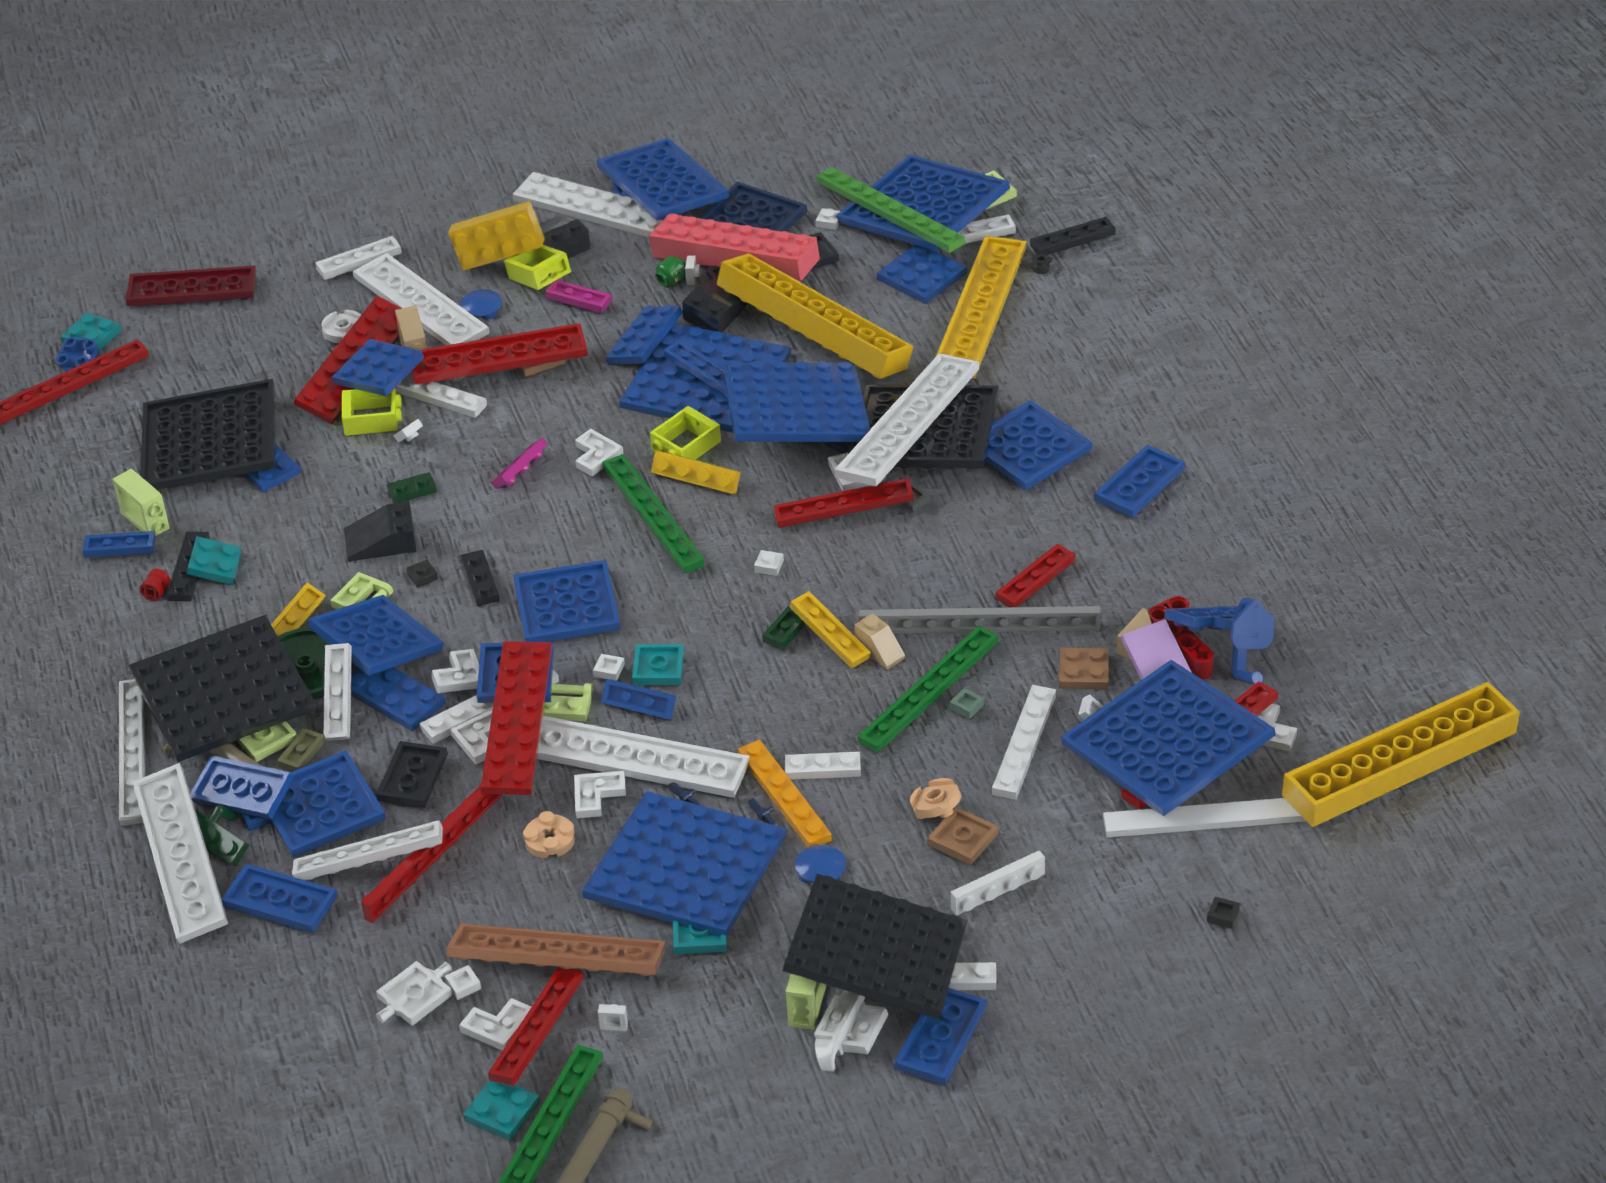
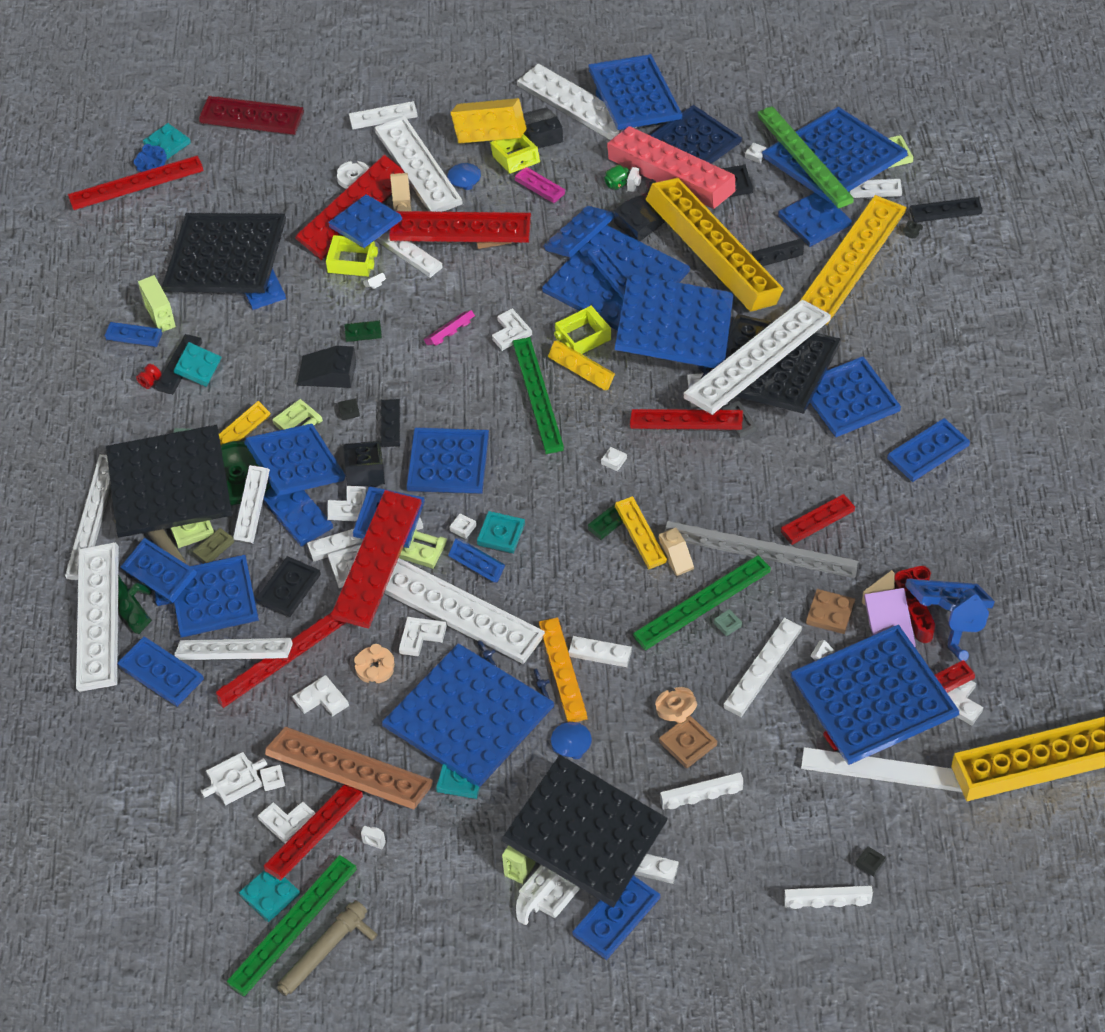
camera: 15 degrees right, 10 degrees up
(463, 625) = (364, 464): none -> black slope
(494, 879) = (323, 693): none -> white plate
(896, 312) = (779, 252): none -> black plate
(1186, 959) = (828, 896): none -> white plate

